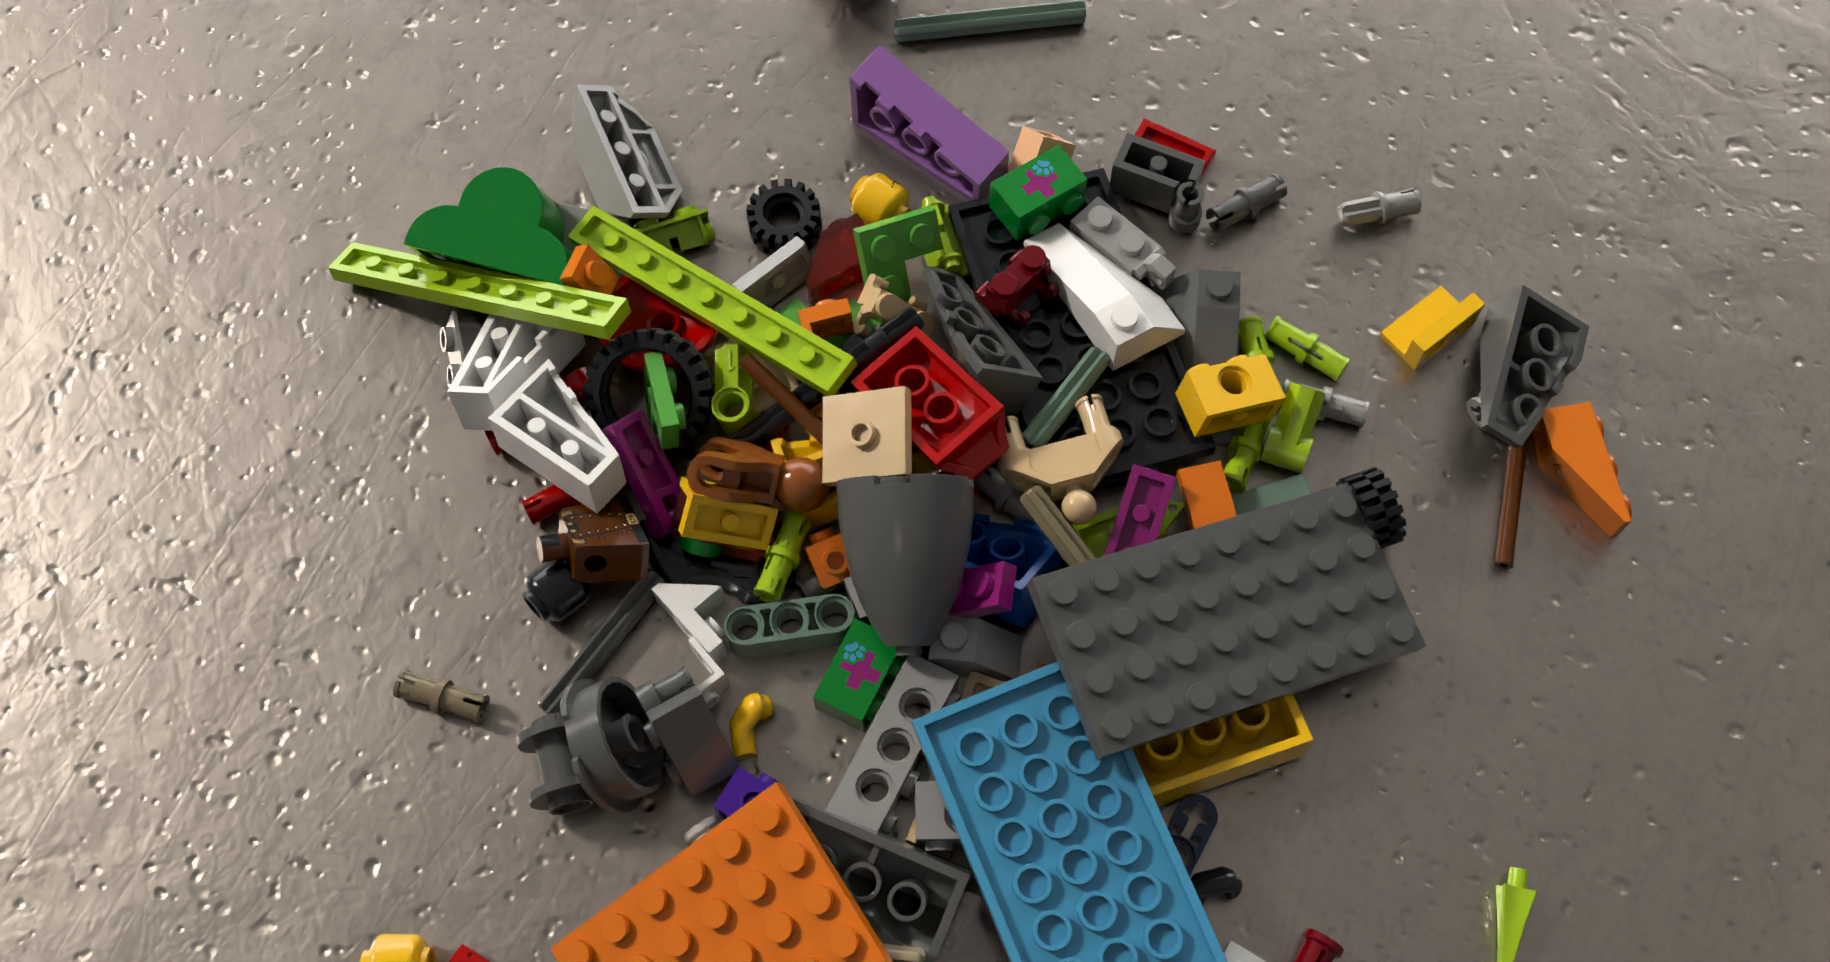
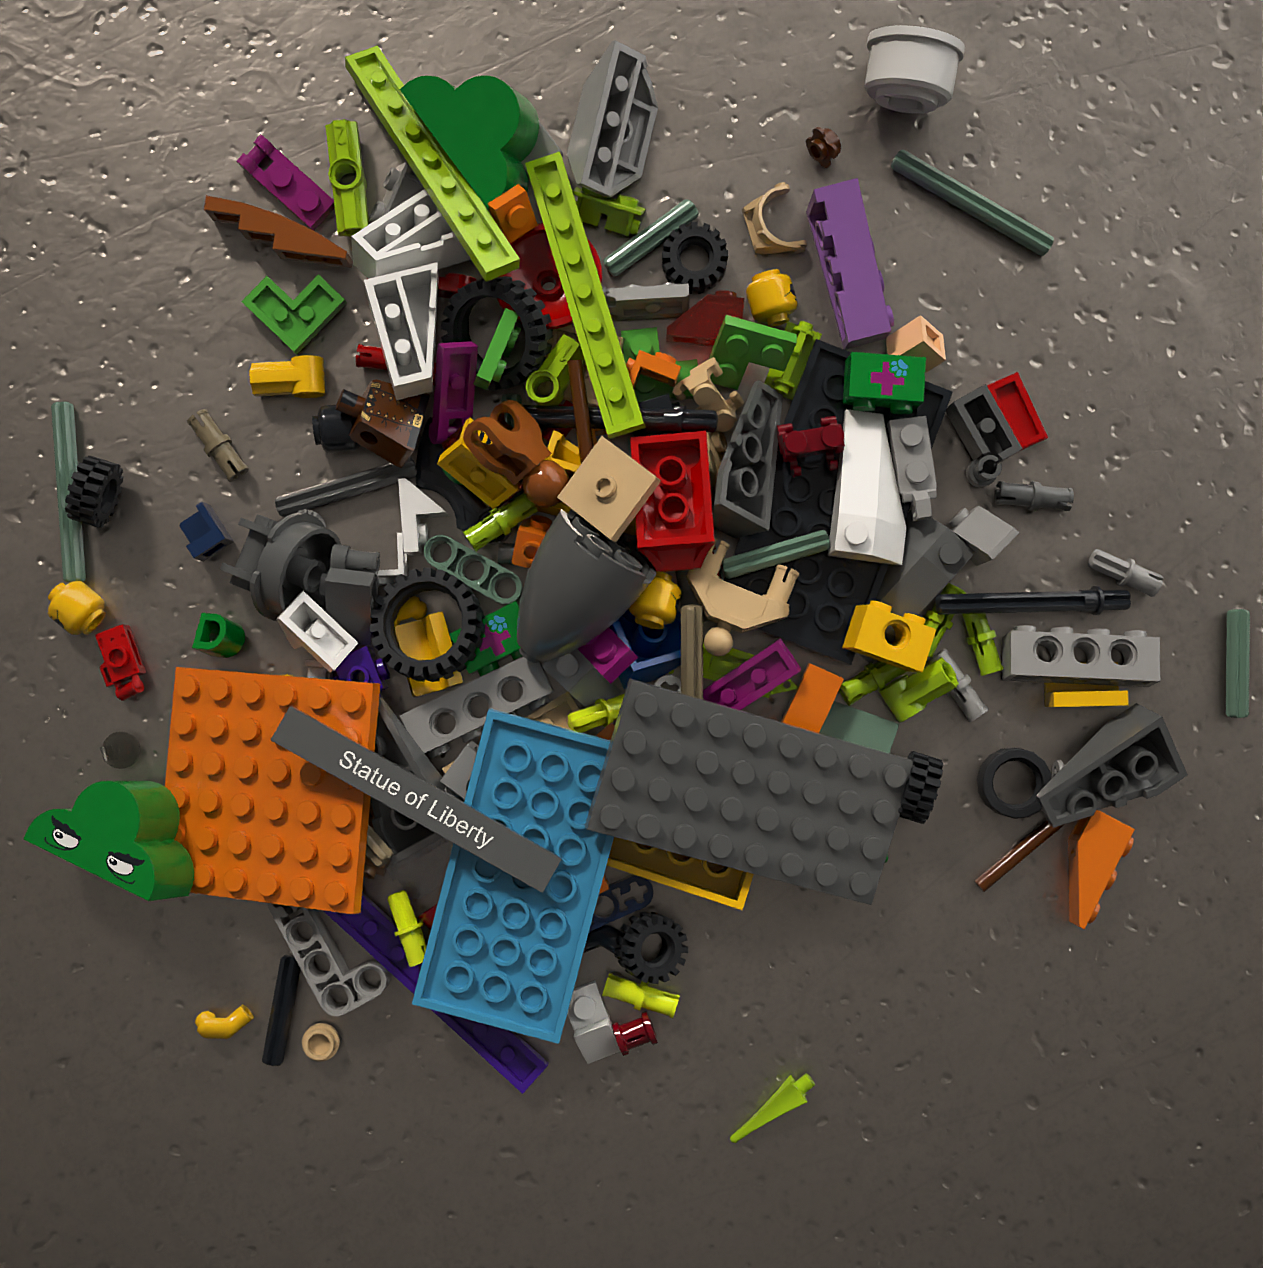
camera: 35 degrees right, 20 degrees up
(310, 855) = (65, 464): none -> sand green axle
(340, 825) = (94, 491): none -> black tyre
(345, 413) = (287, 183): none -> magenta plate
(384, 453) = (288, 237): none -> dark orange slope
(391, 352) = (346, 158): none -> lime piece
(438, 527) = (298, 319): none -> bright green plate
(482, 572) = (299, 377): none -> yellow piece
(487, 789) = (205, 533): none -> dark blue panel
(574, 879) = (218, 636): none -> green plate
(671, 782) = (316, 631): none -> white slope
(731, 228) = (650, 237): none -> sand green axle
(750, 666) = (398, 595): none -> black tyre
(807, 738) = (426, 641): none -> yellow panel
(826, 59) = (823, 146): none -> reddish brown plate
(826, 161) = (761, 239): none -> tan helmet
(907, 860) = (416, 798): none -> dark grey tile
(994, 517) = (657, 603): none -> yellow head
(1025, 657) = (599, 714): none -> neon yellow axle
(1235, 250) = (982, 533): none -> light grey slope
(1272, 841) = (668, 956): none -> black tyre
(1286, 917) = (641, 995): none -> neon yellow pin
(1373, 249) = (1090, 600): none -> black axle
(1432, 286) = (1139, 652): none -> light grey brick
(1438, 475) = (986, 776): none -> black tyre
(1540, 214) = (1237, 663): none -> sand green axle

